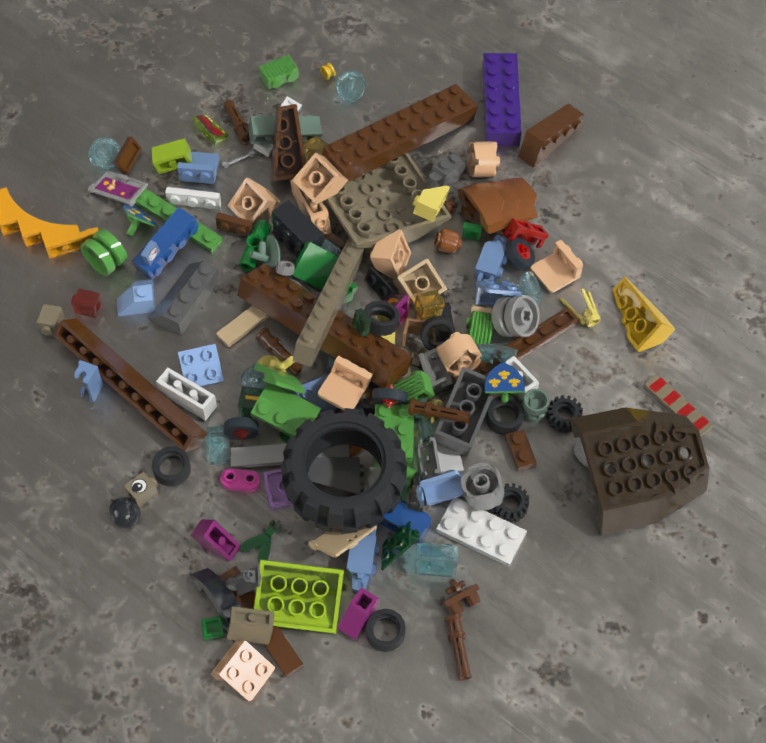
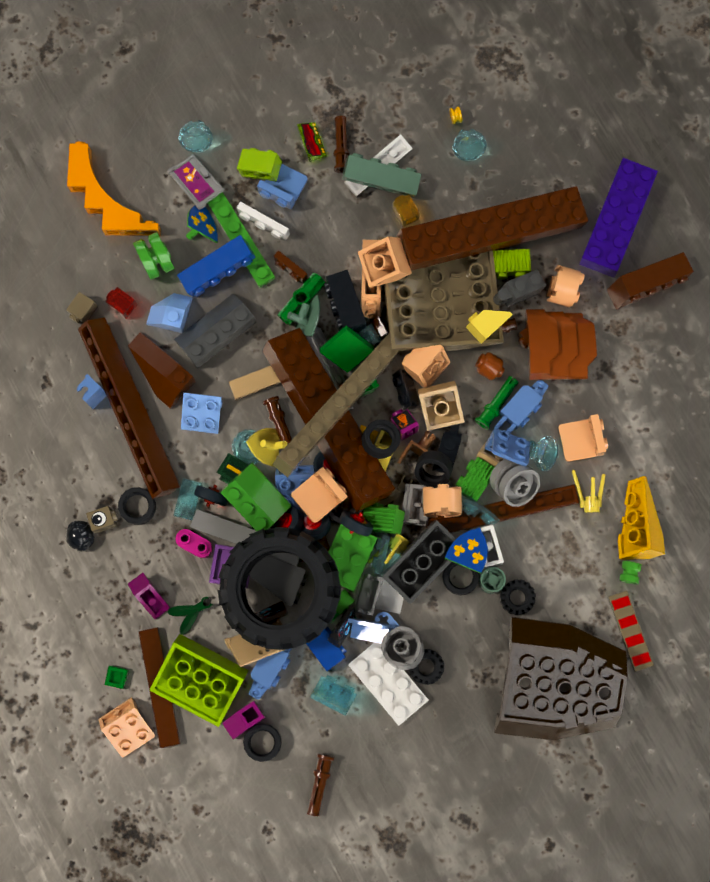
camera: 30 degrees right, 20 degrees up
(127, 155) = (217, 146): reddish brown tile -> none
(150, 252) = (194, 277): medium blue tile -> none
(150, 345) = (162, 372): none -> reddish brown wedge
(186, 394) = (175, 439): white brick -> none
(216, 590) = (132, 658): black slope -> none
(225, 164) = (310, 190): light grey hinge -> none
(245, 581) = (155, 652): dark grey hinge -> none
(250, 625) = (145, 694): dark tan panel -> none
(253, 202) = (318, 249): light nougat slope -> none
(278, 72) = (405, 99): bright green brick -> none
(280, 378) = (260, 465): bright green slope -> none
(285, 268) = (314, 345): light grey tile -> none
(288, 147) = (371, 208): reddish brown wedge -> none
(361, 322) = (359, 439): clear green tile -> none
(398, 544) = (302, 672): dark green hinge -> none
(427, 157) = (511, 263): none -> lime brick
(429, 304) = (438, 435): clear yellow brick -> none
(430, 410) = (386, 554): reddish brown pin -> none
(466, 274) = (492, 410): none -> green pin
(470, 595) = (340, 736): reddish brown hips -> none
(471, 231) = (518, 364): green tile -> none
(520, 253) = (553, 409): black wheel -> none
(520, 450) = (460, 616): reddish brown plate -> none
(527, 231) = (569, 389): red hinge -> none
(653, 358) = (630, 572): none -> bright green wheel

